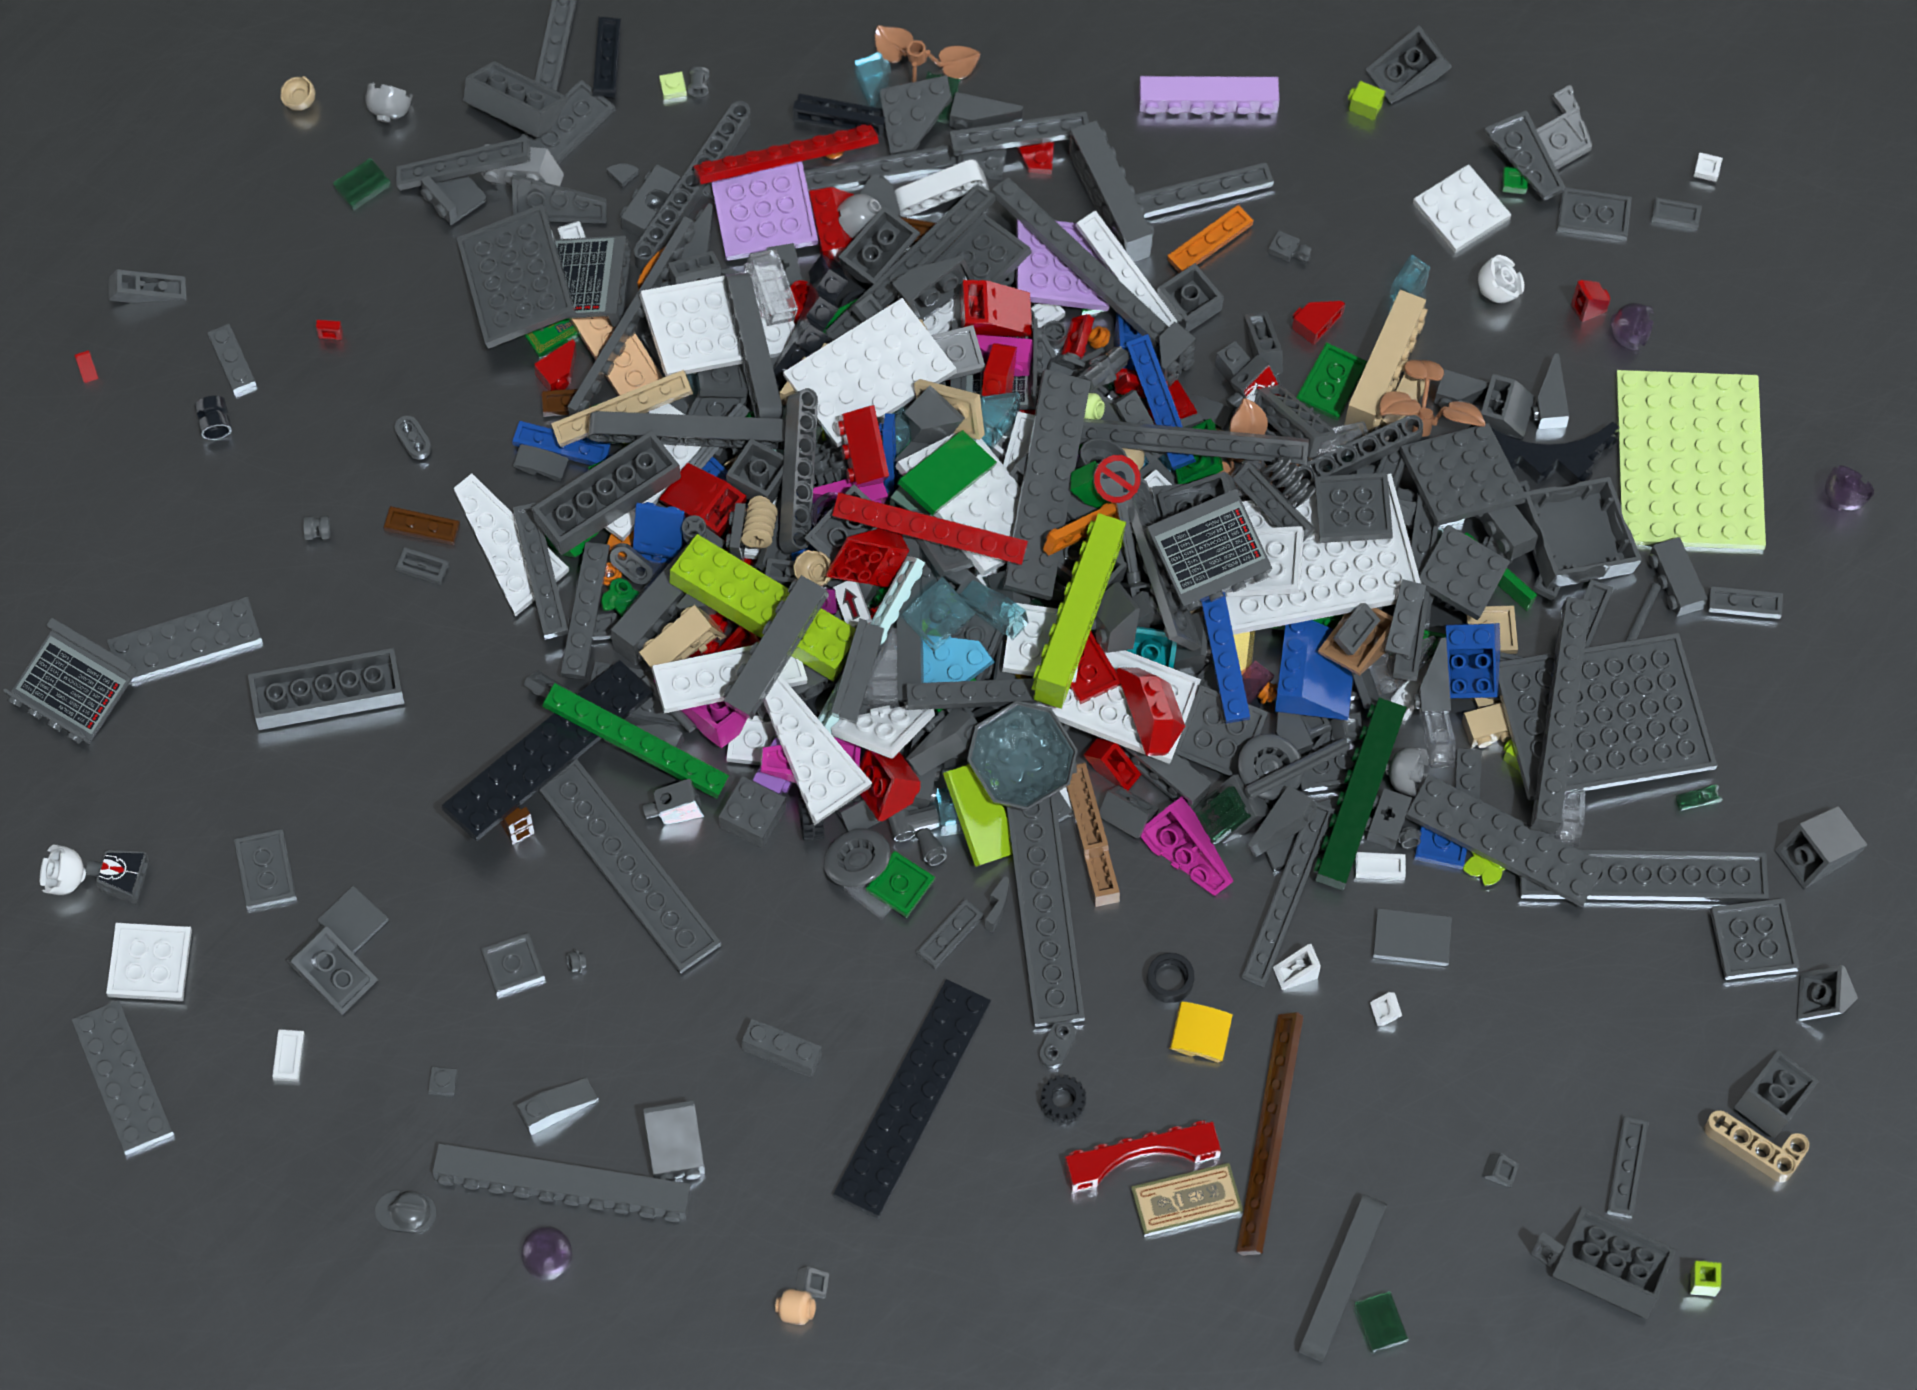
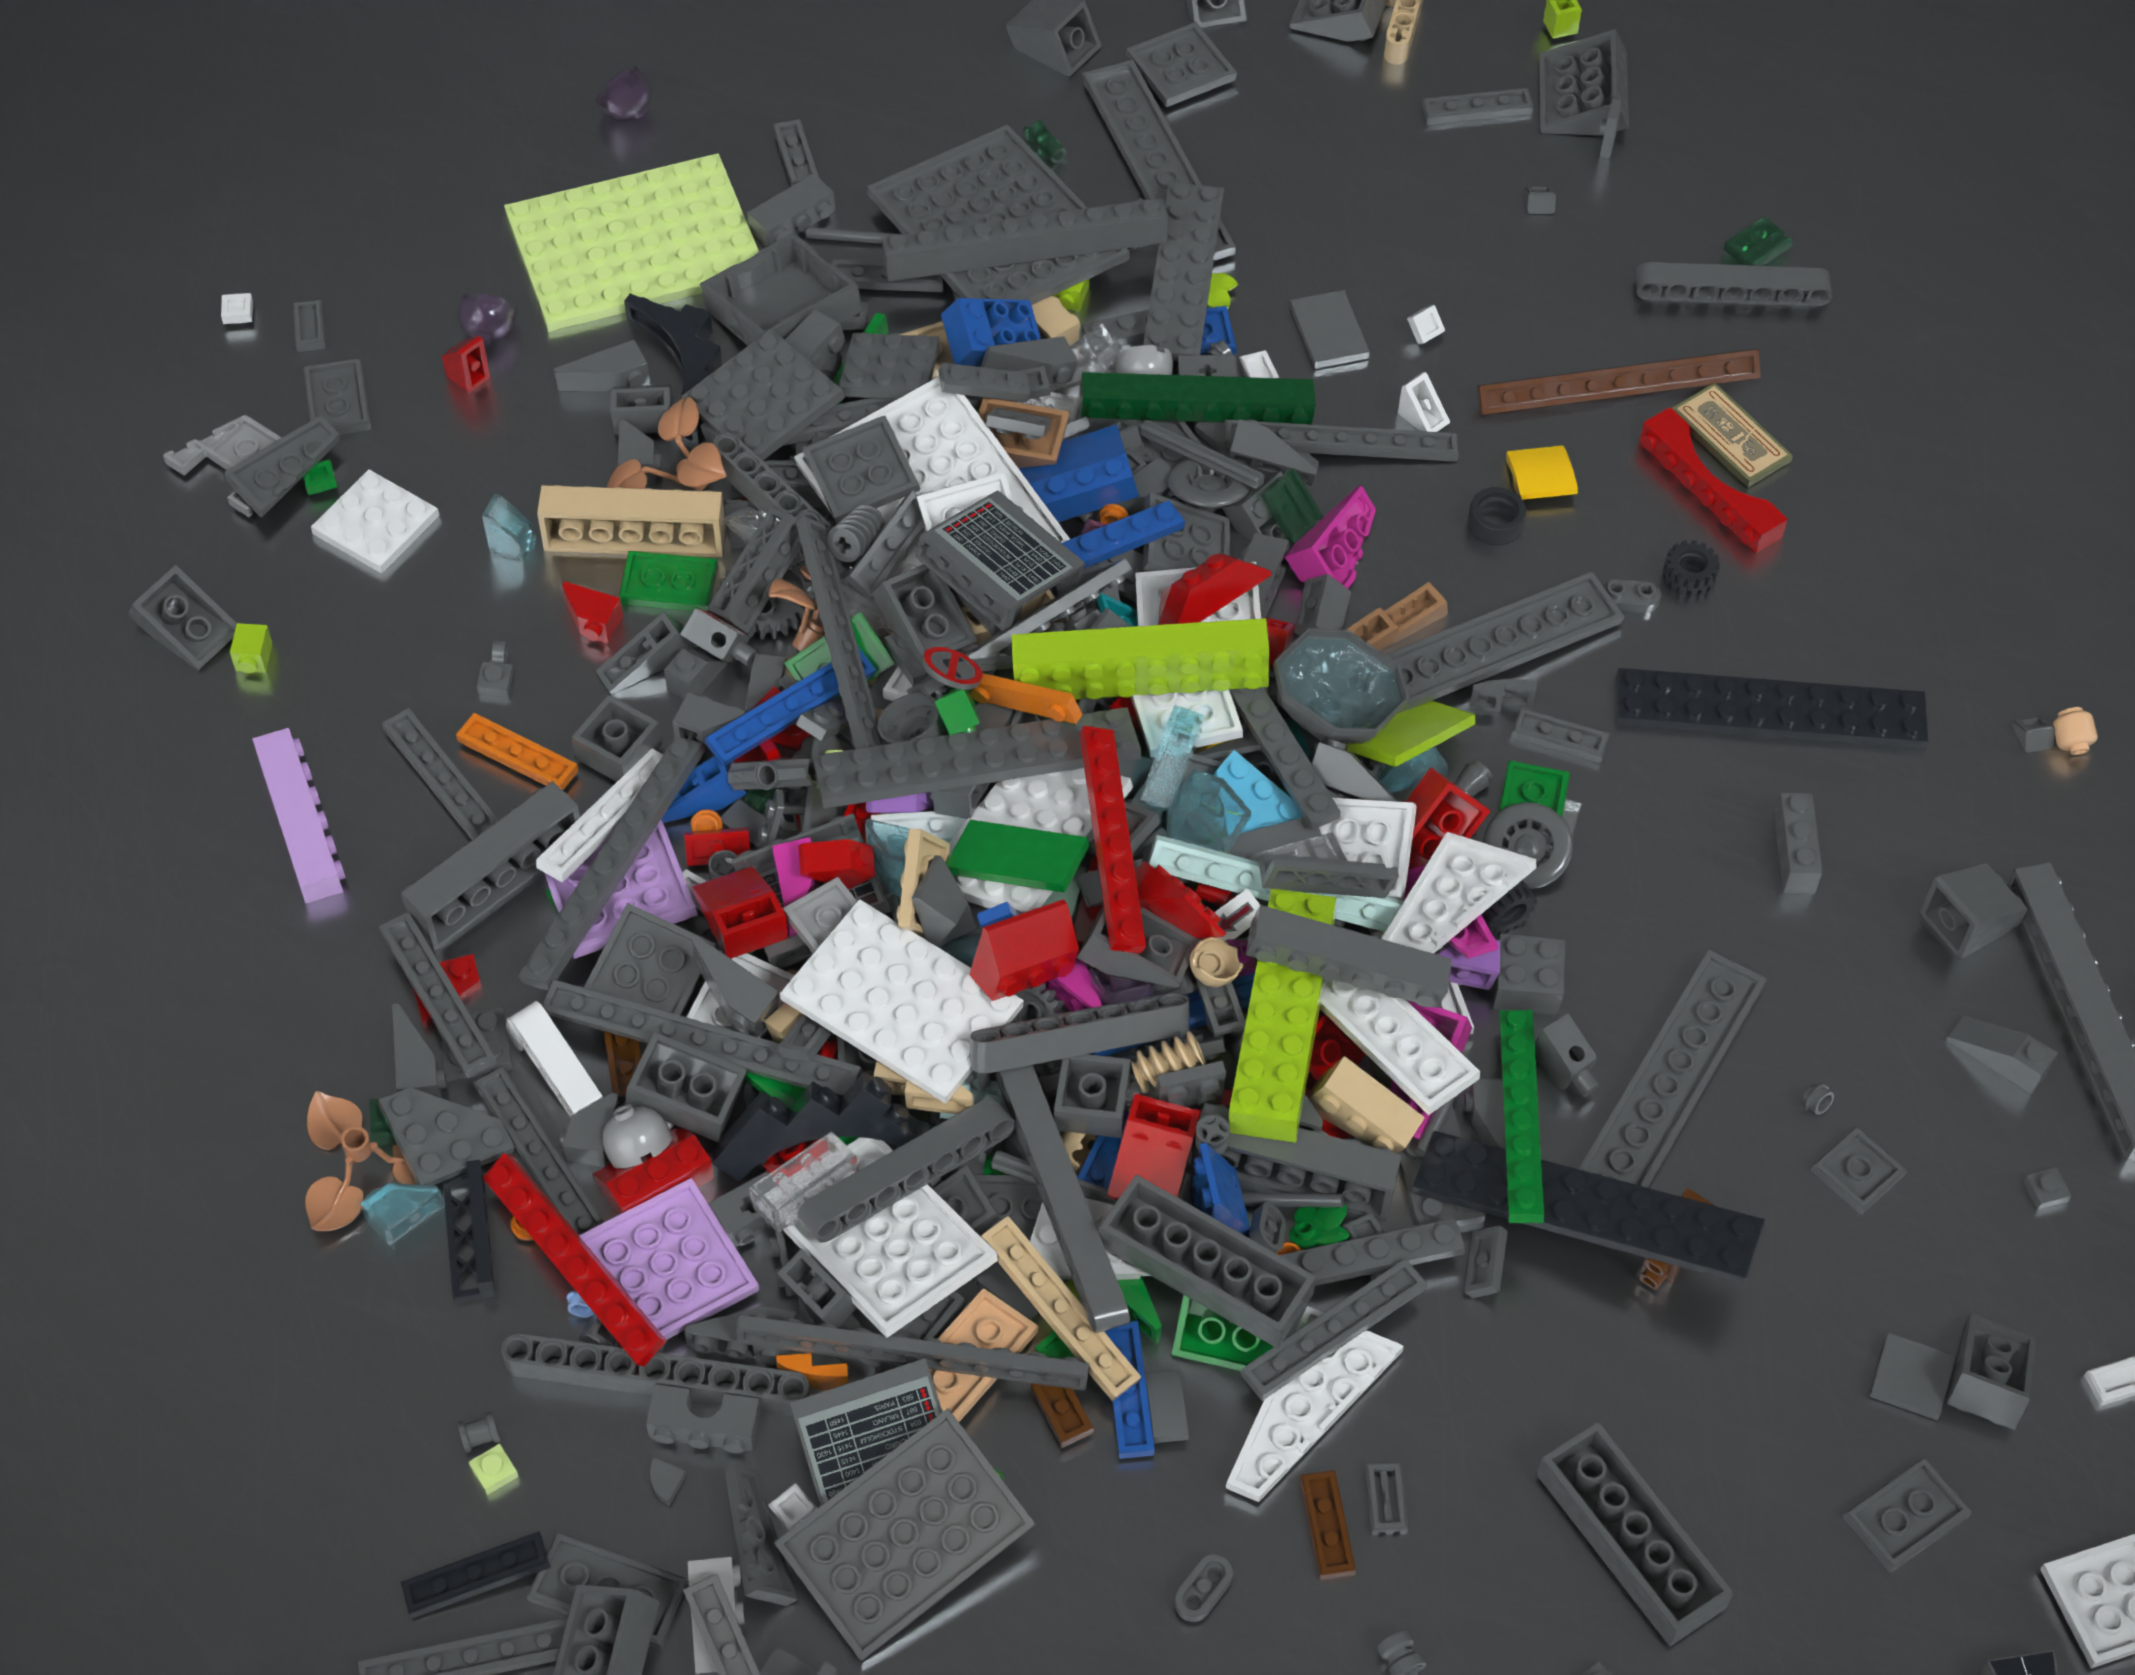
camera: 110 degrees left, 10 degrees down
(557, 368) = (1015, 1436): red slope -> none
(1499, 280) = (474, 448): white cylinder -> none

